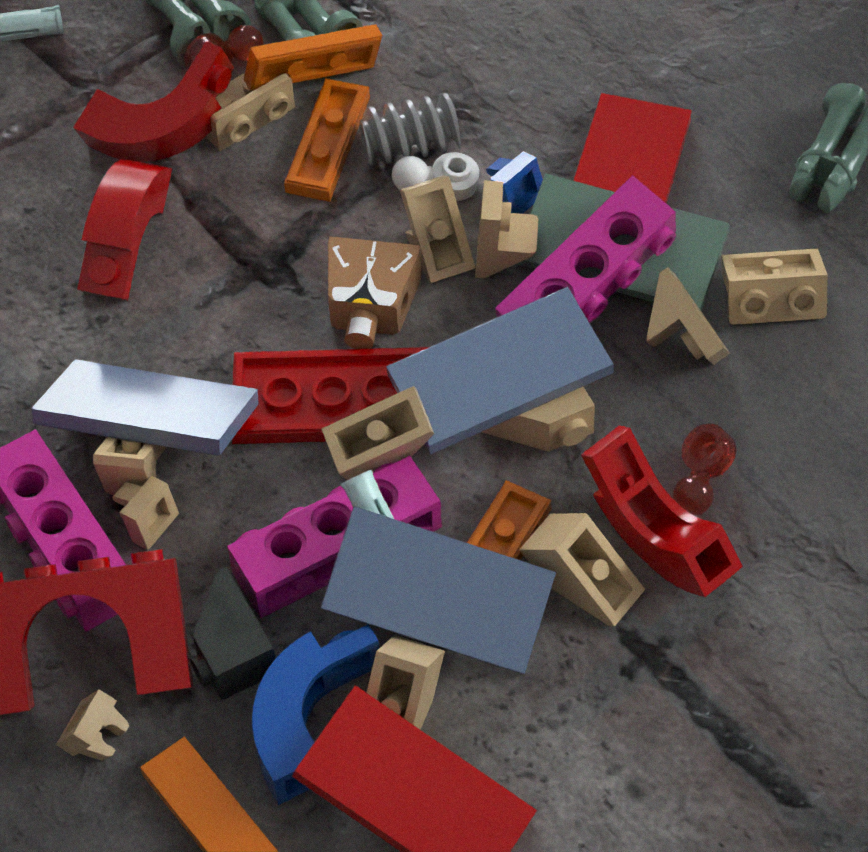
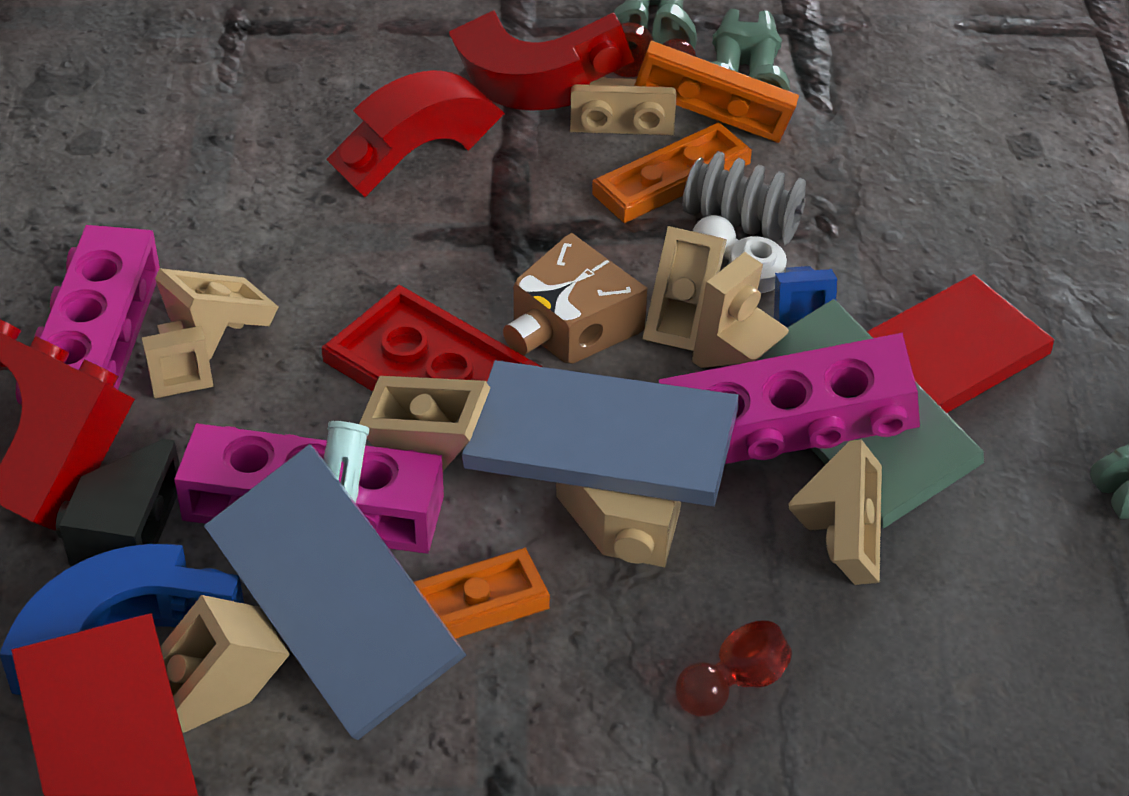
camera: 35 degrees right, 10 degrees down
(146, 407) = (267, 275): tile -> none
(585, 566) = (511, 678): tan slope -> none
(668, 538) = (626, 671): red arch -> none
(775, 286) = (986, 547): tan bracket -> none

